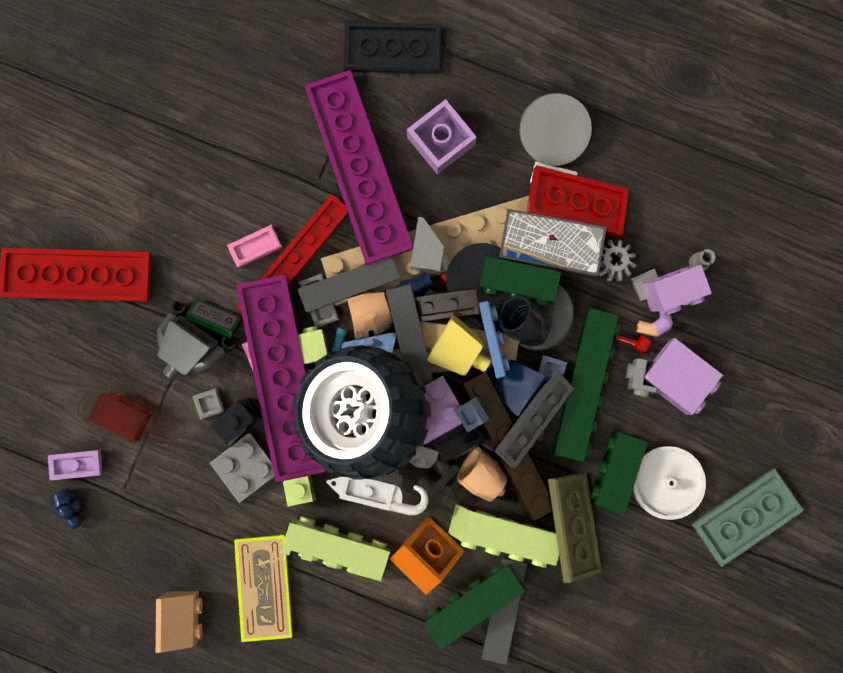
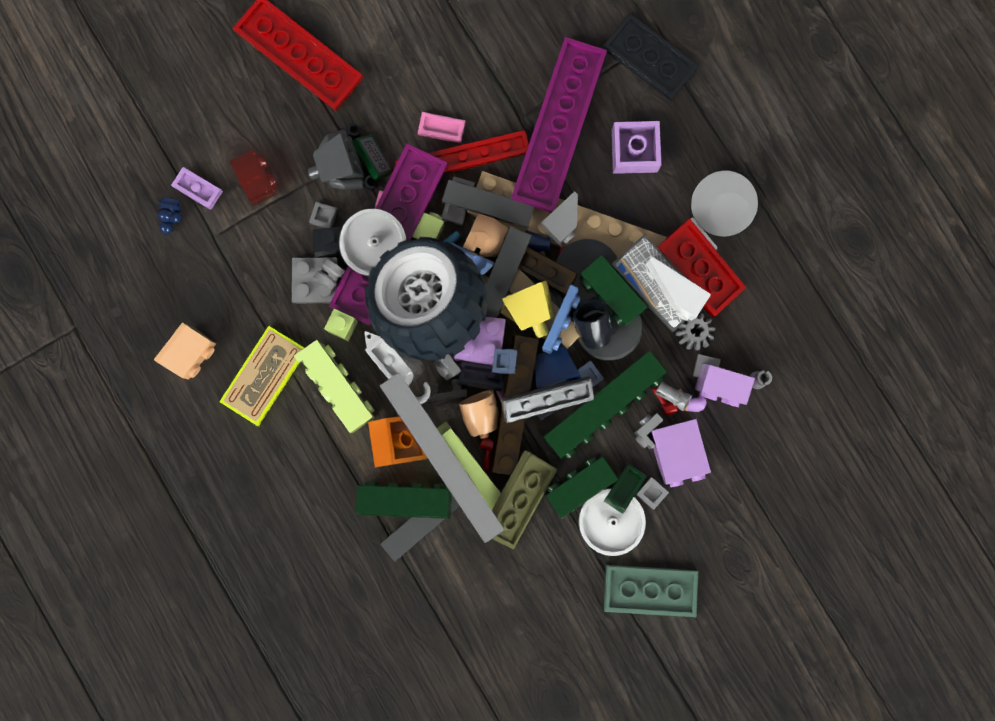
camera: 35 degrees right, 0 degrees up
(255, 453) = (329, 274): none -> light grey wheel
(267, 395) = (367, 237): none -> white piece
(482, 543) = (442, 457): none -> light grey tile
(510, 498) = (487, 444): none -> red hand
(580, 238) = (680, 292): none -> white slope
(639, 331) = (671, 394): none -> light grey pin
(659, 445) = (625, 488): none -> dark green tile
(684, 431) = (652, 493): none -> light grey plate

